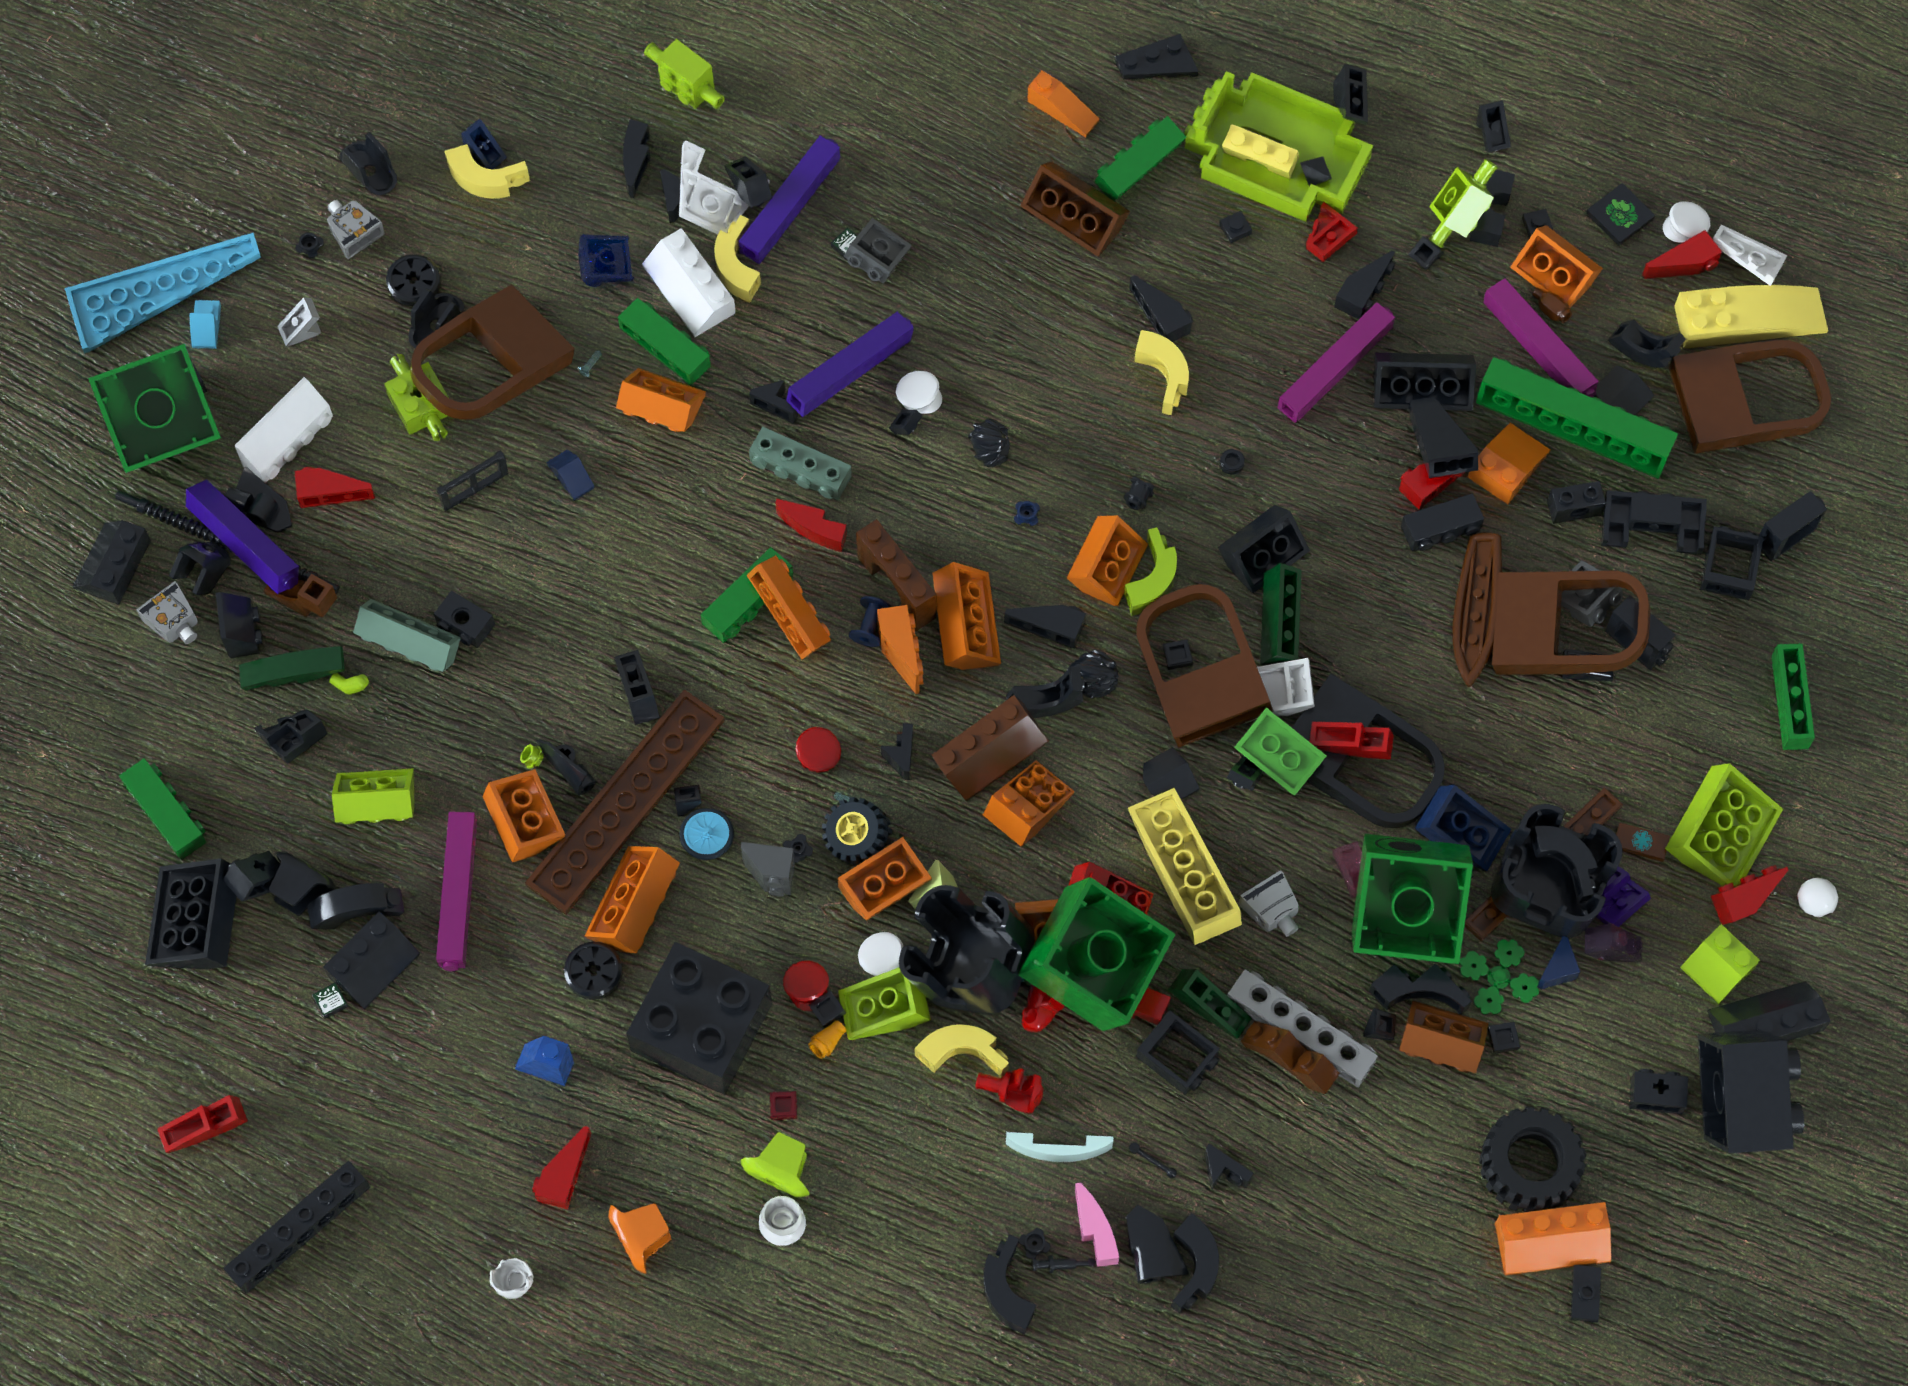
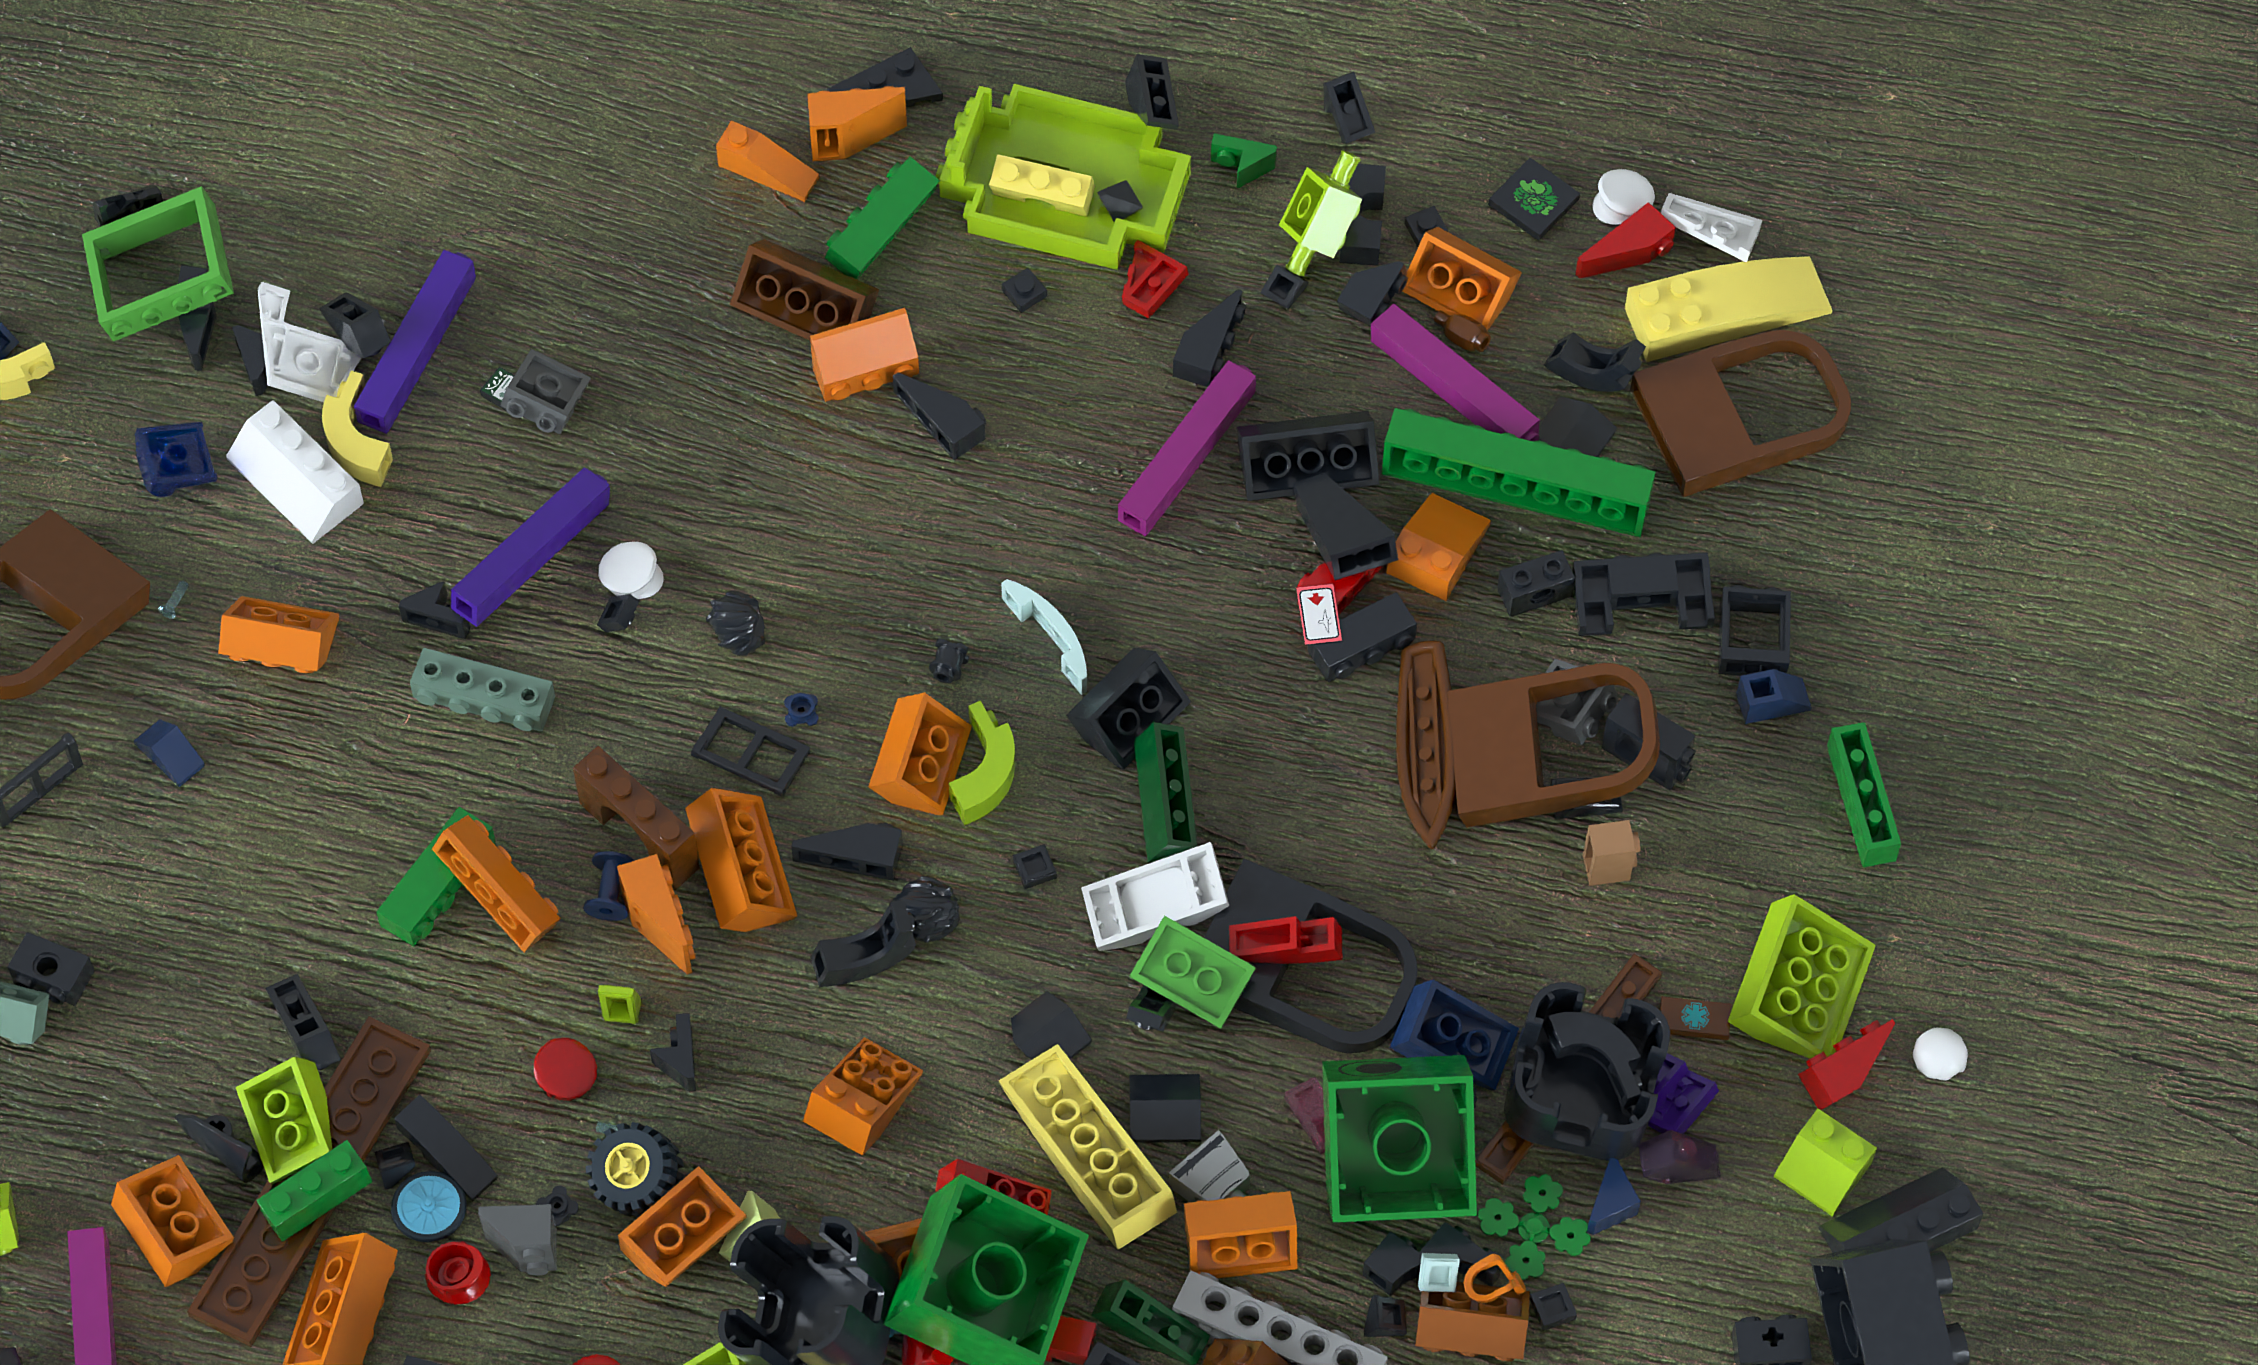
camera: 10 degrees left, 5 degrees down
(531, 756) = (171, 1139): lime plate -> none
(606, 87) = (142, 228): none -> bright green window
(607, 69) = (125, 204): none -> black slope
(616, 754) = (287, 1116): none -> lime slope
(627, 810) = (314, 1190): none -> green brick
(664, 341) = (272, 554): green brick -> none
(685, 74) = (248, 195): lime brick -> none
(719, 885) = (457, 1273): none -> red piece
(724, 793) = (445, 1147): none -> black slope
(812, 524) = (511, 768): red slope -> none
(864, 709) = (619, 1003): none -> lime slope
(880, 953) = (691, 1328): white piece -> none
(990, 747) = (799, 1028): reddish brown slope -> none
(995, 526) = (761, 733): none -> black window
(1111, 258) = (863, 355): none -> orange slope
(1130, 82) = (853, 120): none -> orange slope
(1166, 357) = (959, 475): light yellow arch -> none
(1201, 460) = (1028, 603): none -> light aqua slope
(1211, 696) = (1088, 913): reddish brown window -> none
(1232, 461) = (1068, 599): black tile -> none
(1244, 846) = (1165, 1108): none -> black slope
(1286, 949) = (1242, 1235): none -> orange slope
(1413, 501) = (1319, 614): none -> white sticker
(1417, 152) = (1250, 157): none -> green slope
(1424, 1000) = (1438, 1272): none -> light aqua tile
(1479, 1014) = (1515, 1281): none -> orange piece
(1489, 266) = (1372, 290): none -> black slope
(1599, 710) = (1610, 852): none -> medium nougat brick
(1736, 612) = (1771, 695): none -> dark blue slope
(1792, 525) = (1825, 570): black window -> none

